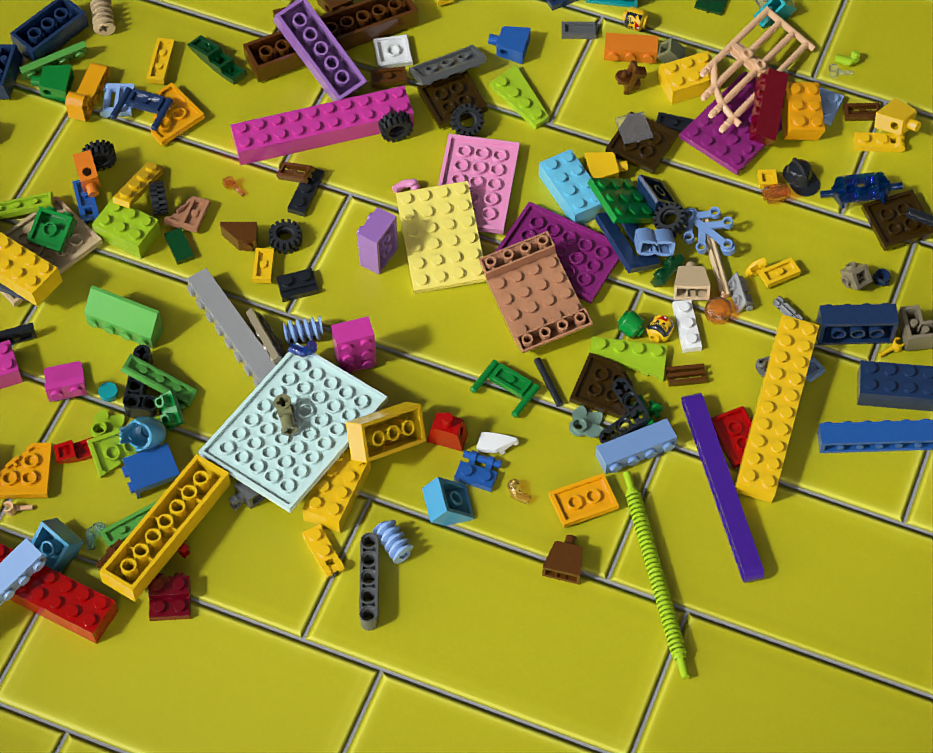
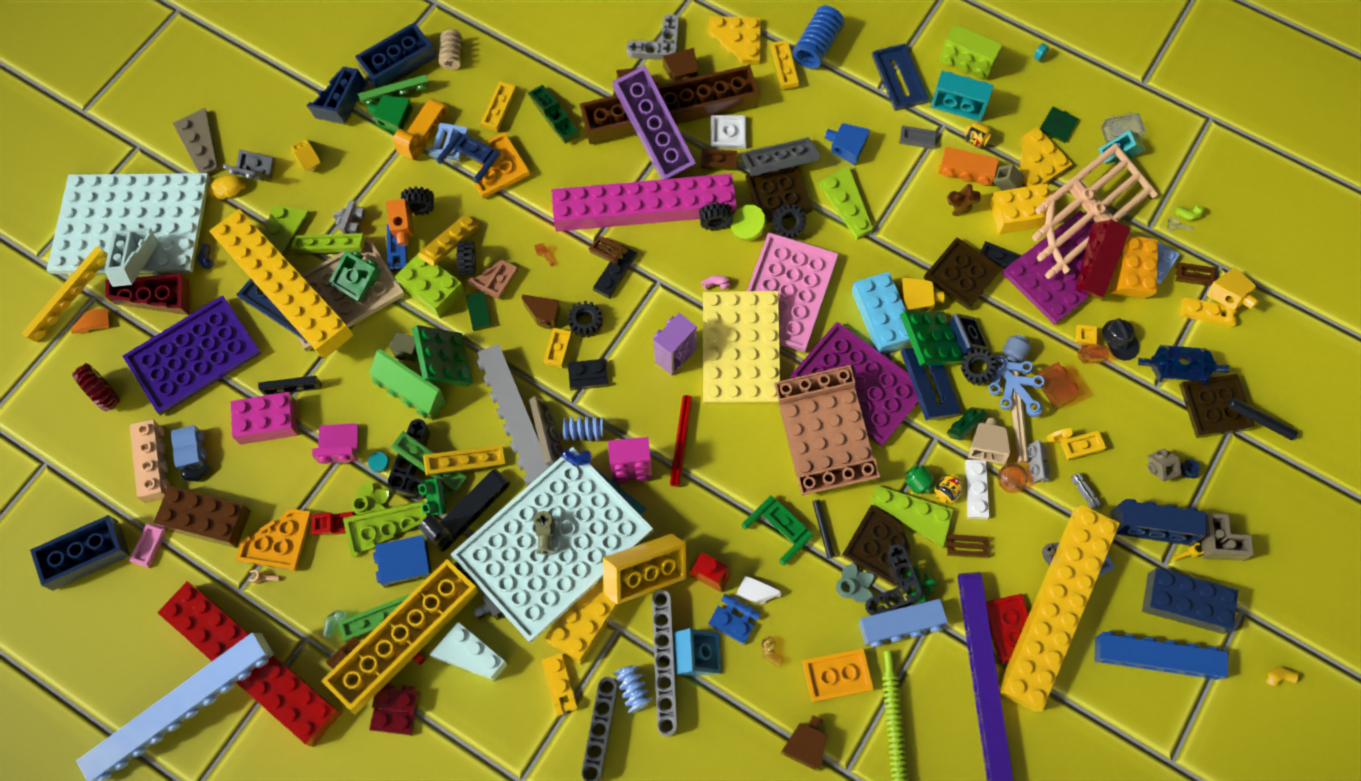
camera: 10 degrees right, 10 degrees up
(30, 181) = (347, 217): none -> light grey hips
(56, 543) = (290, 629): dark azure slope -> none
(114, 283) = (403, 347): none -> olive brick
(143, 433) = (401, 520): dark azure helmet -> none
(154, 285) = (442, 356): none -> green plate
(188, 435) = (466, 512): none -> black beam
(193, 373) = (464, 460): none -> yellow plate
(232, 536) = (469, 653): none -> light aqua wedge
(398, 313) = (681, 440): none -> red axle
(421, 523) = (664, 652): none -> light grey beam
(428, 128) = (748, 222): none -> lime tile
(633, 127) = (957, 256): clear piece -> none
(654, 242) = (957, 391): medium blue brick -> none
(700, 31) = (1040, 159): none -> yellow plate
(703, 198) = (1016, 349): none -> sand blue head
(748, 225) = (1058, 385): none -> clear orange brick

